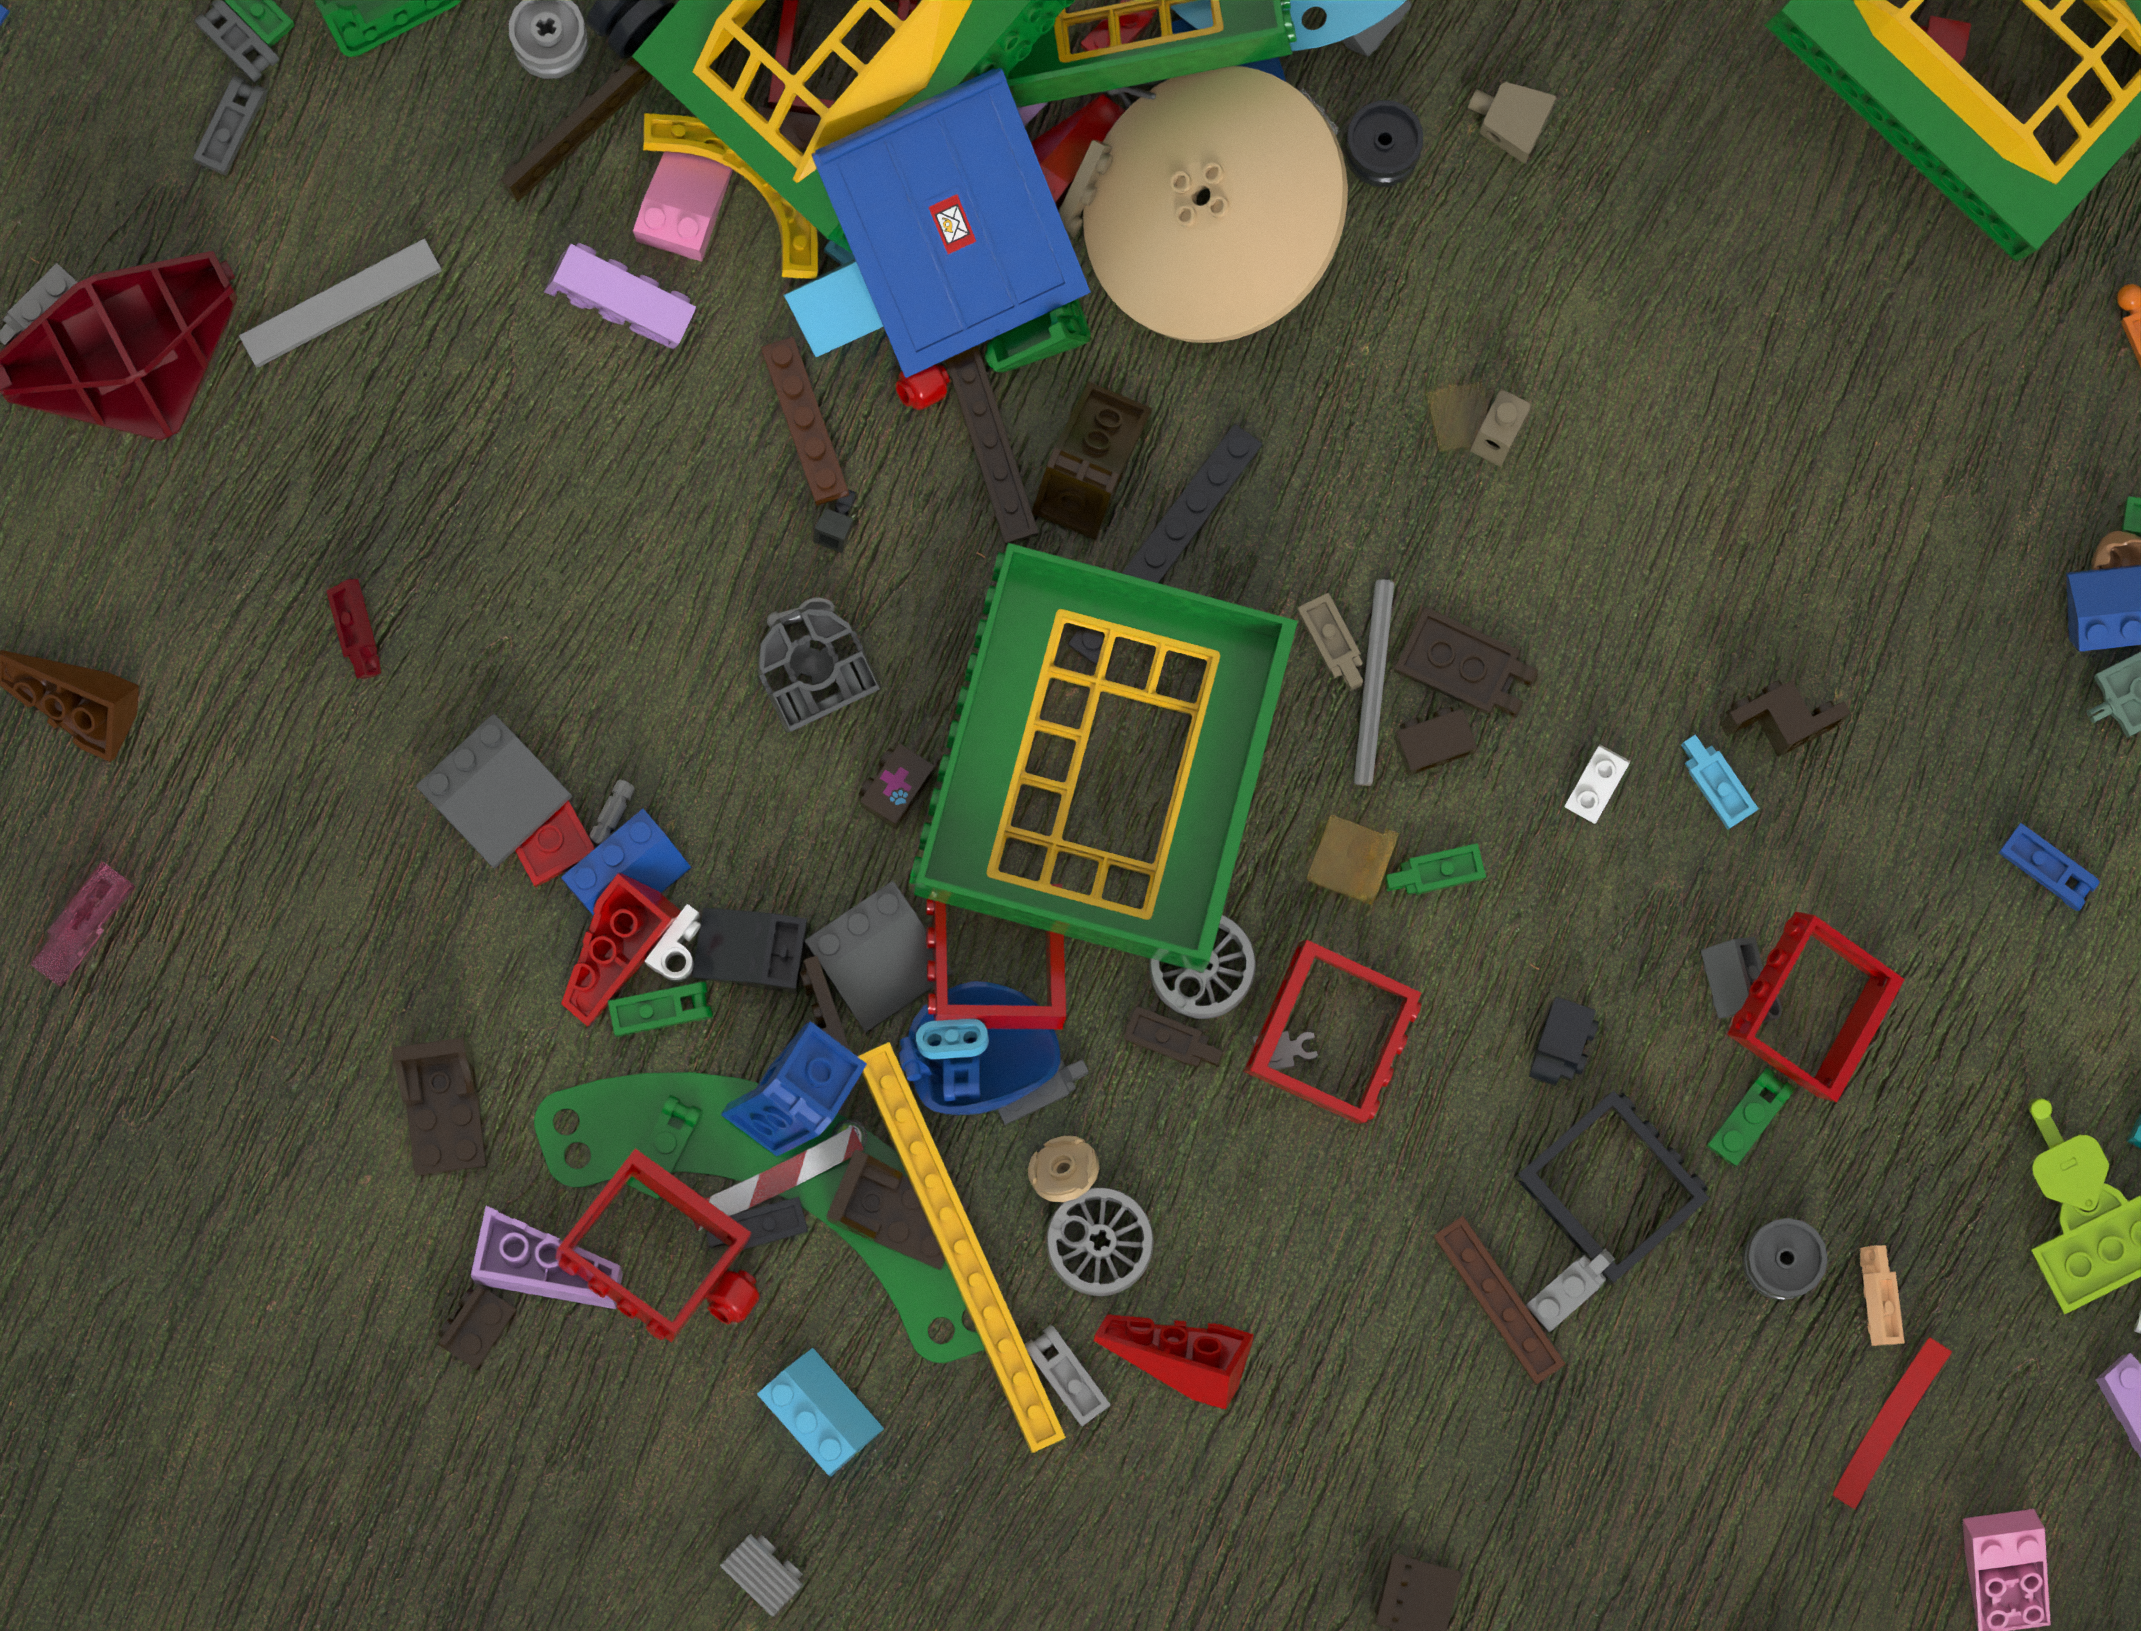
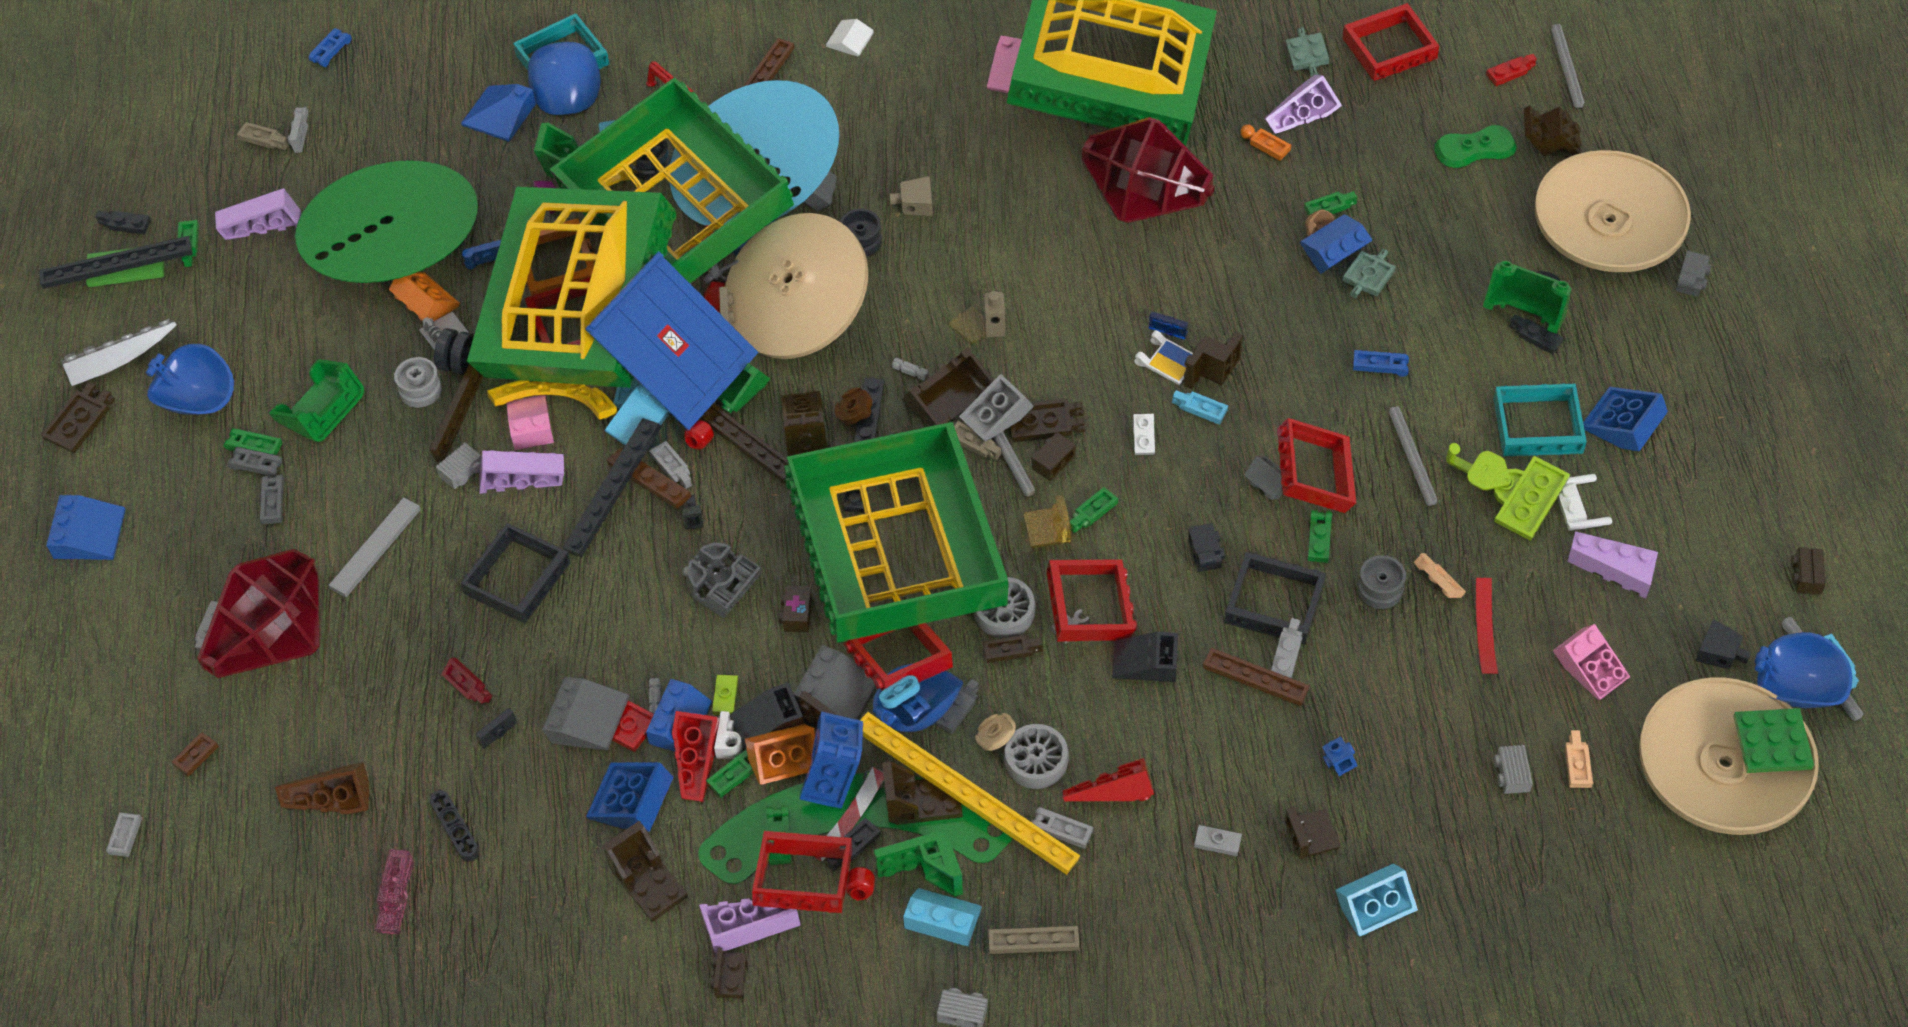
camera: 25 degrees left, 25 degrees down
(215, 859) = (454, 825): none -> black beam
(357, 735) = (496, 728): none -> black plate
(488, 960) = (630, 794): none -> blue slope
(536, 231) = (459, 466): none -> light grey brick
(552, 522) = (509, 533): none -> black window
(715, 869) = (725, 694): none -> lime plate
(737, 1023) = (781, 753): none -> orange slope
(739, 408) = (611, 487): none -> black plate
(853, 412) = (671, 464): none -> light grey hinge
(857, 1347) = (925, 850): none -> green bracket
(923, 1527) = (1033, 940): none -> dark tan plate
(1193, 487) = (847, 413): none -> reddish brown plate
(1277, 1527) = (1217, 840): none -> light grey plate
(1315, 446) = (910, 369): none -> light grey axle
(1346, 528) = (949, 389): none -> dark brown windscreen
(1356, 1175) = (1146, 657): none -> black slope
(1395, 611) = (996, 409): none -> light grey slope
(1532, 1505) = (1339, 756): none -> blue brick
(1725, 666) = (1167, 360): none -> flag
(1762, 602) = (1168, 325): none -> clear blue plate
(1902, 293) = (1145, 171): none -> dark red panel
(1985, 1061) = (1413, 456): none -> light grey axle

